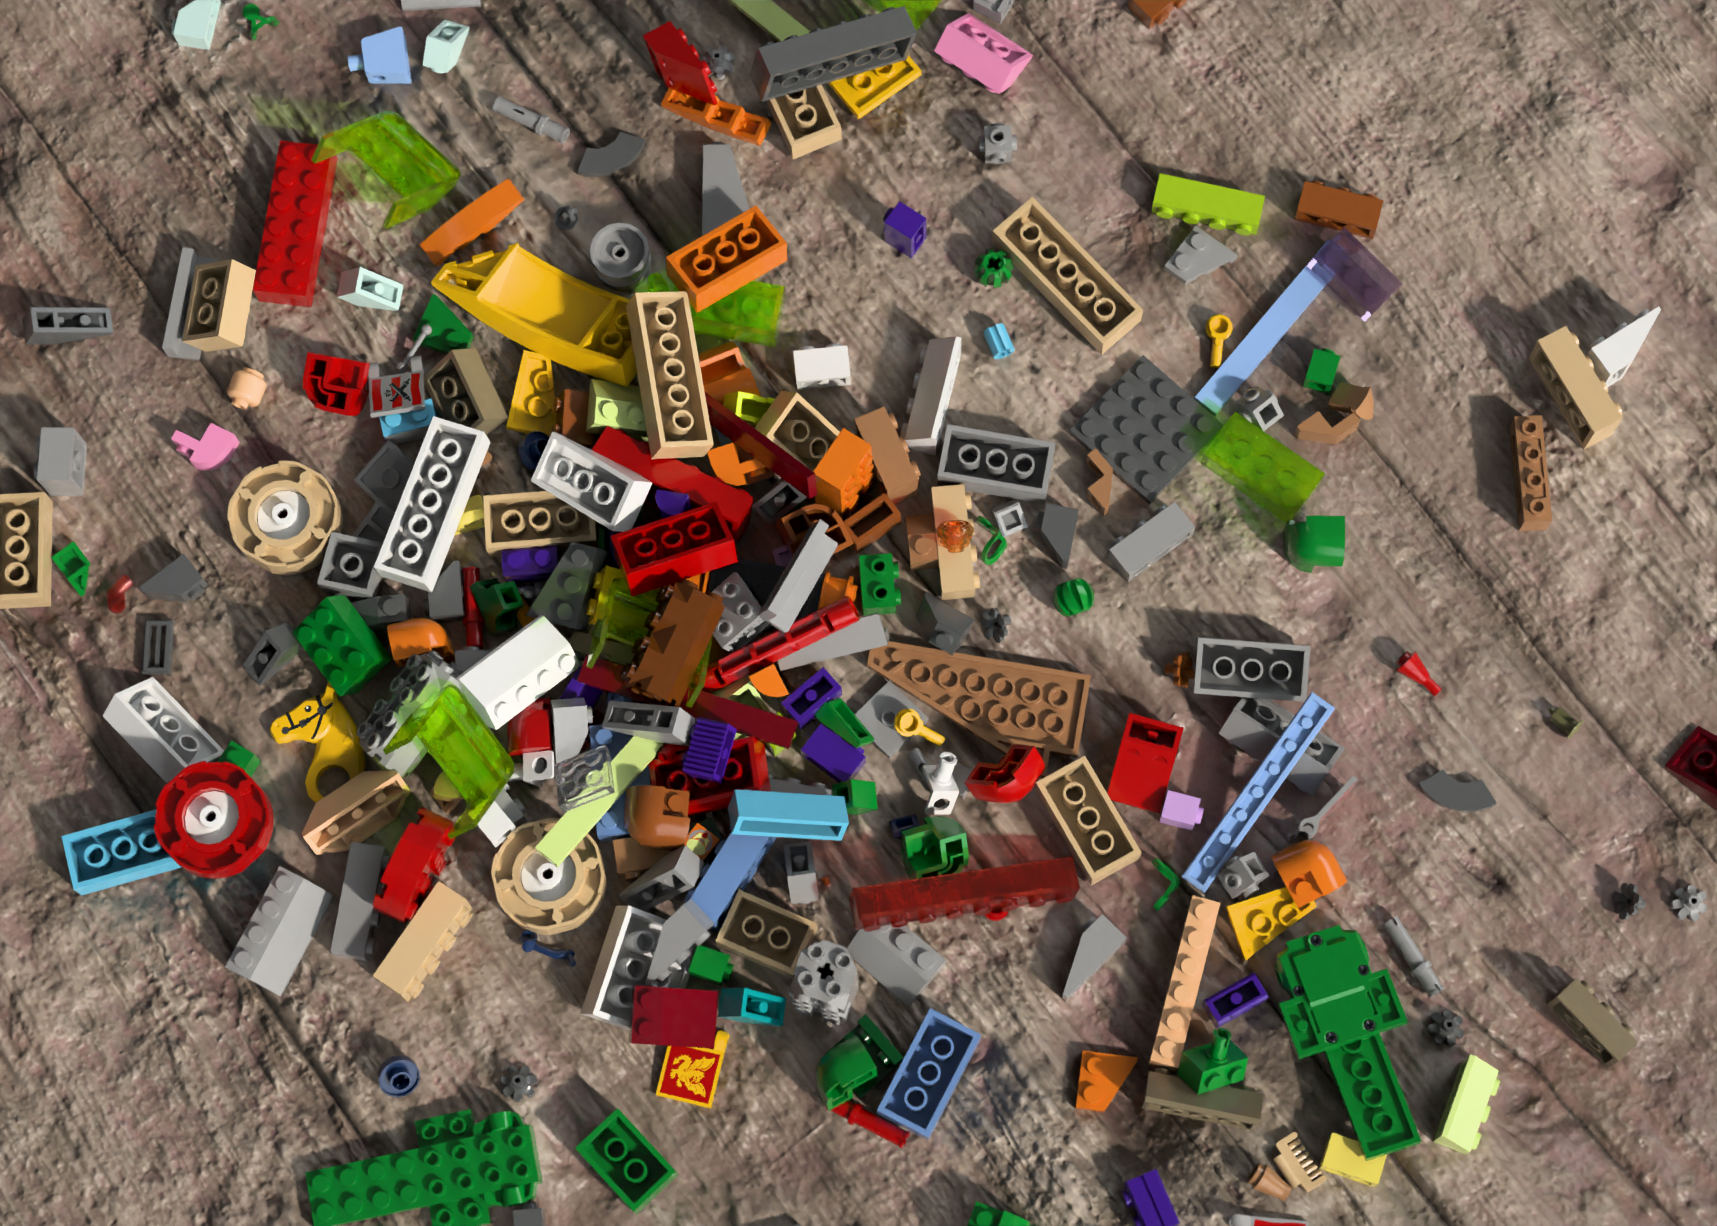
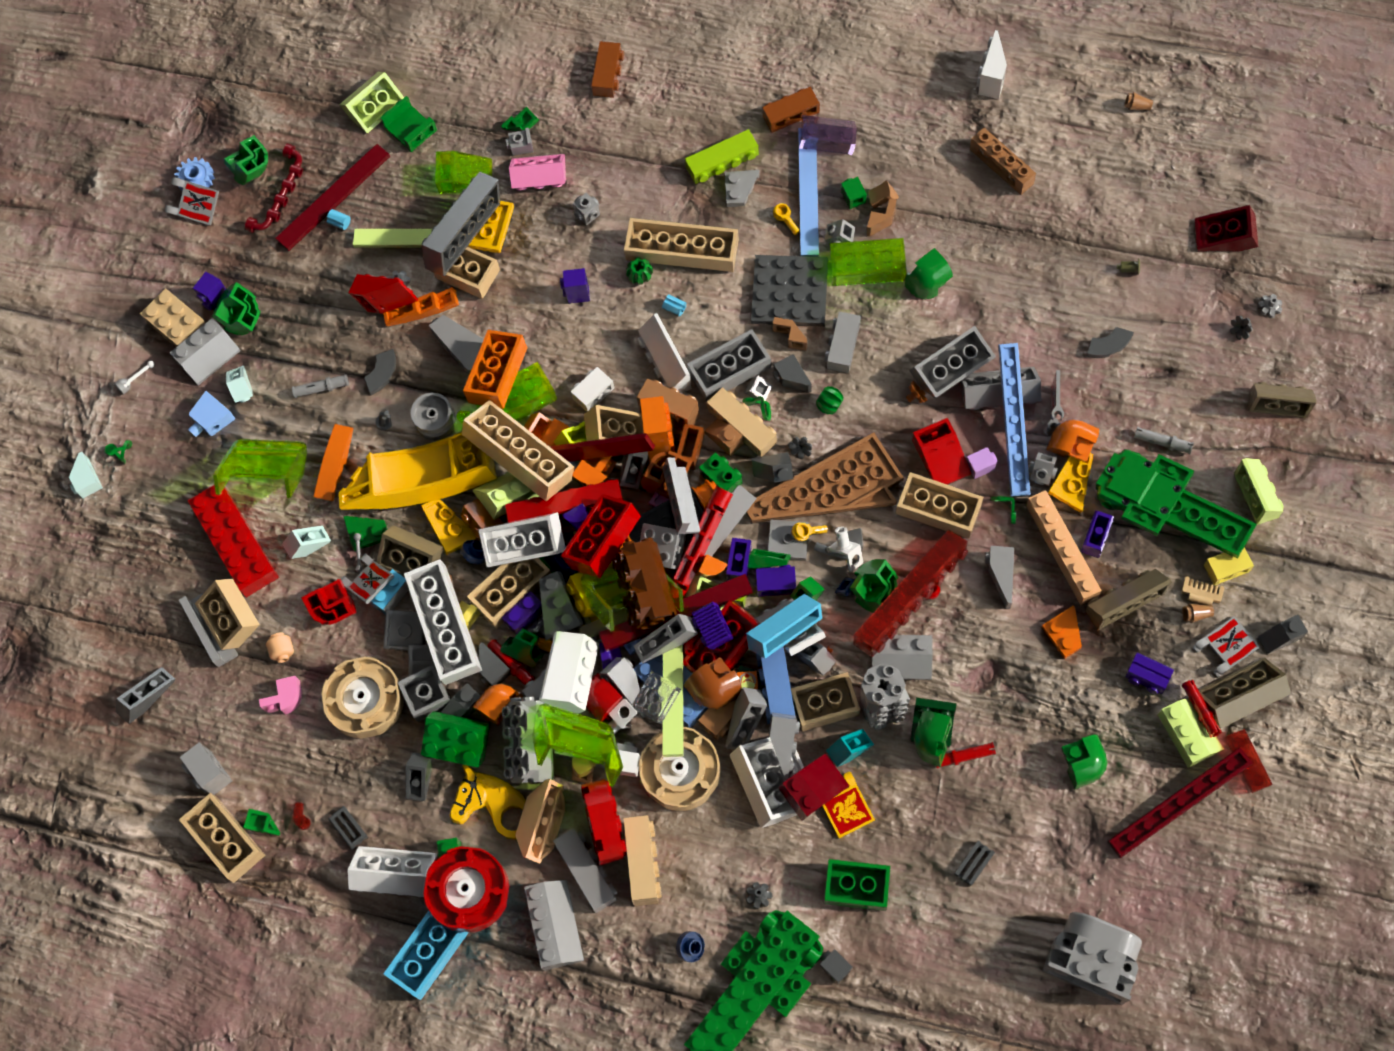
camera: 35 degrees left, 5 degrees down
(176, 582) = (329, 783): dark grey slope -> none
(529, 940) = (697, 811): dark blue piece -> none
(711, 965) = (809, 743): green brick -> none
(803, 849) = (805, 639): none -> white plate
(929, 1074) = (976, 703): medium blue brick -> none
(955, 535) = (742, 414): clear orange cone -> none
(1008, 779) = (880, 515): red brick -> none
(1213, 1063) = (1117, 573): green brick -> none
(1413, 668) = (1031, 299): red cone -> none
(1441, 1029) = (1211, 462): dark grey plant -> none
(1575, 387) = (987, 102): tan brick -> none

